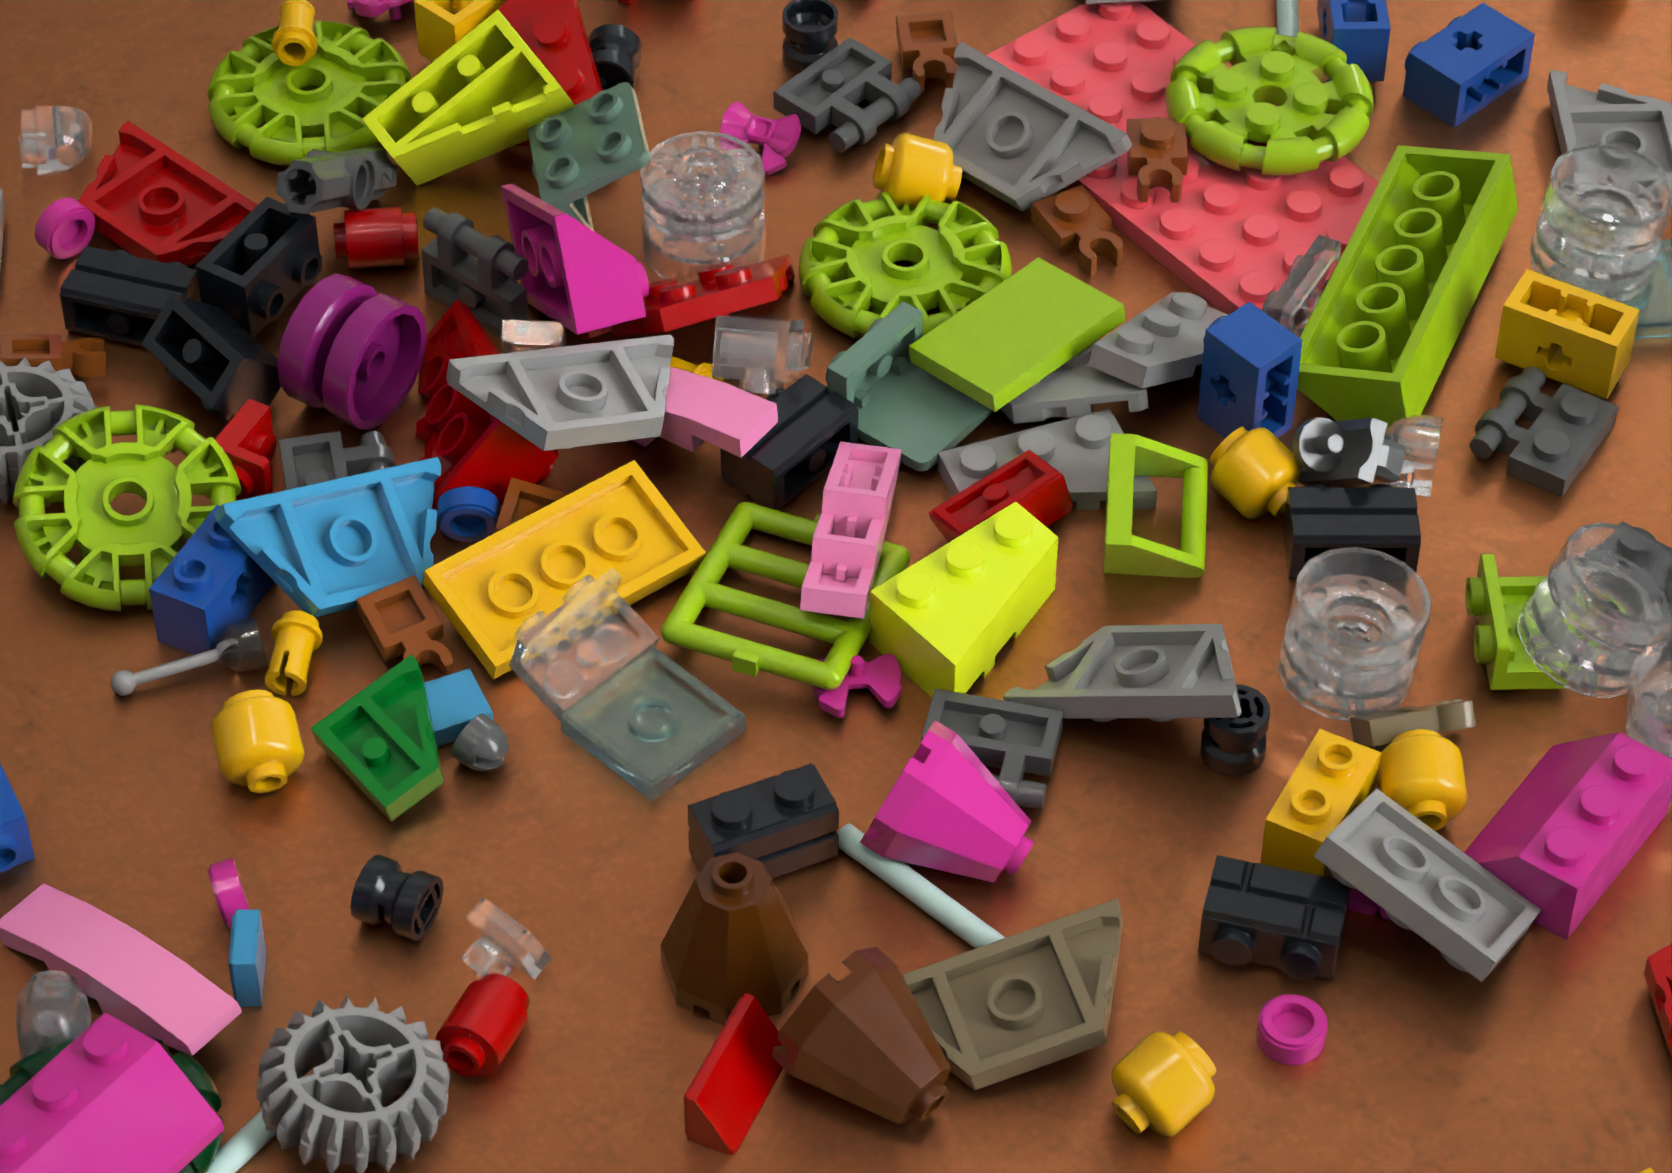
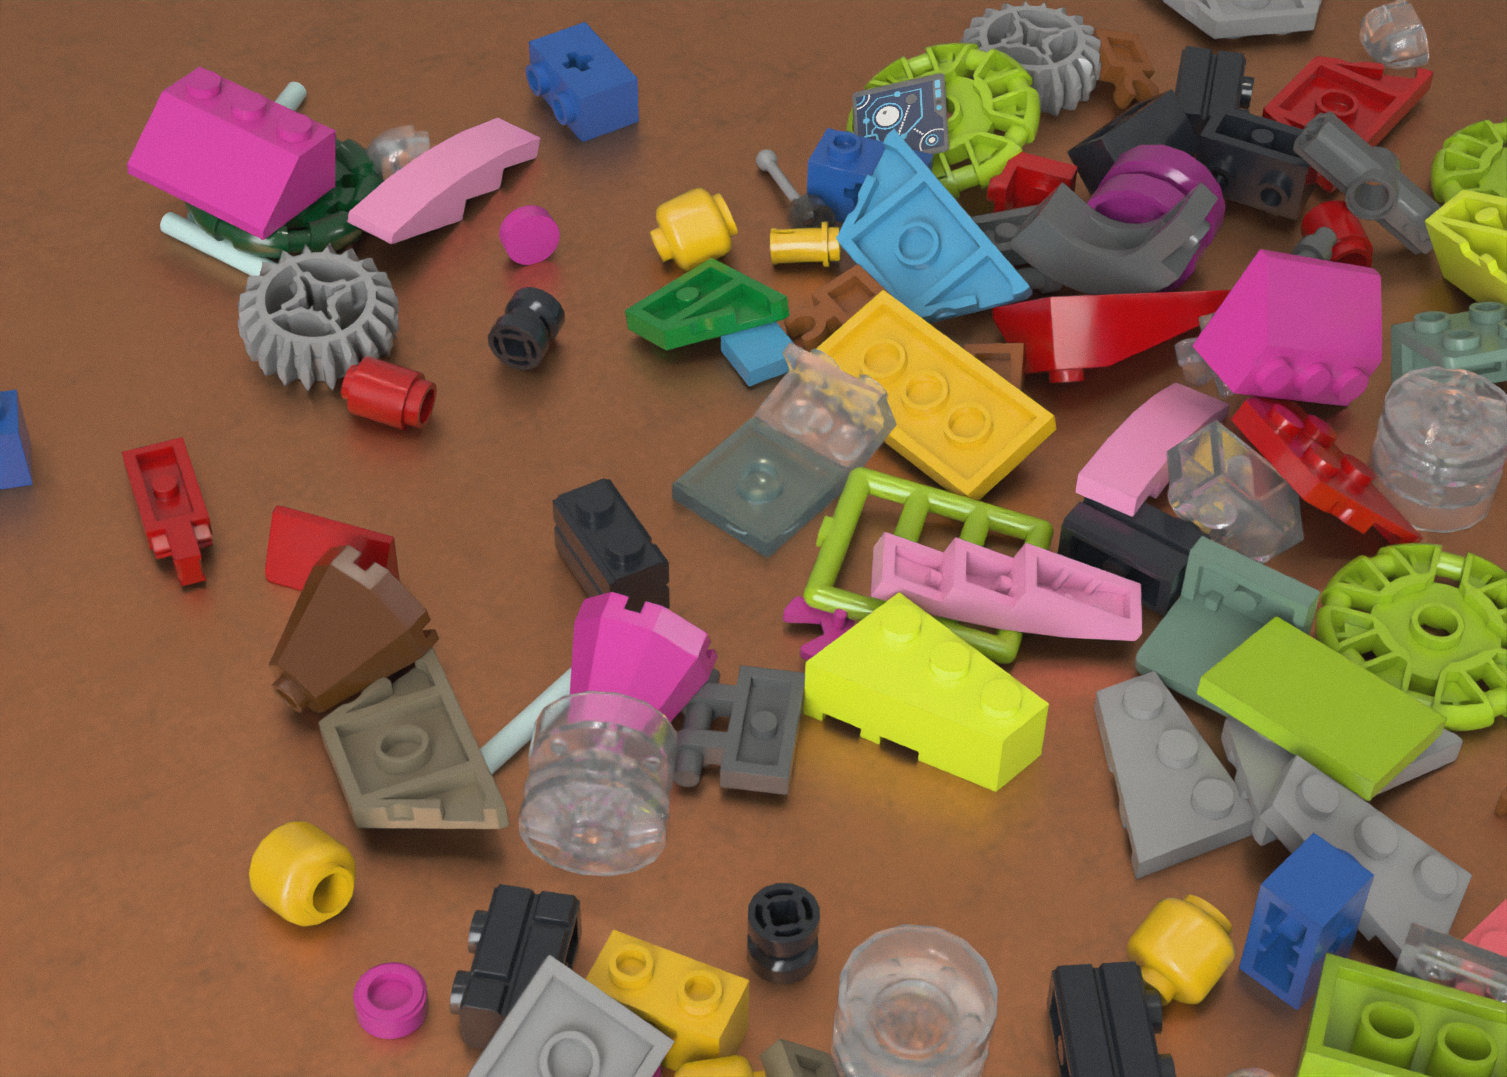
camera: 85 degrees right, 0 degrees up
(65, 228) = (1283, 54): dark pink tile -> none
(127, 534) = (910, 107): none -> sticker
(247, 958) = (459, 250): dark azure tile -> none
(408, 384) = (1110, 256): none -> dark grey arch
(467, 513) = (987, 324): blue tile -> none
(481, 745) = (710, 367): dark grey hinge -> none
(502, 944) = (479, 397): clear tile -> none
(573, 391) = (1110, 352): light grey wing -> none
(733, 941) = (475, 541): reddish brown cone -> none
(1022, 480) = (1088, 728): red slope -> none
(1088, 831) = (598, 784): none -> clear wheel
(1133, 555) = (1092, 816): lime tile -> none
(1141, 674) = (835, 840): light grey wing -> none
(1346, 452) = (1209, 1028): dark grey hips -> none

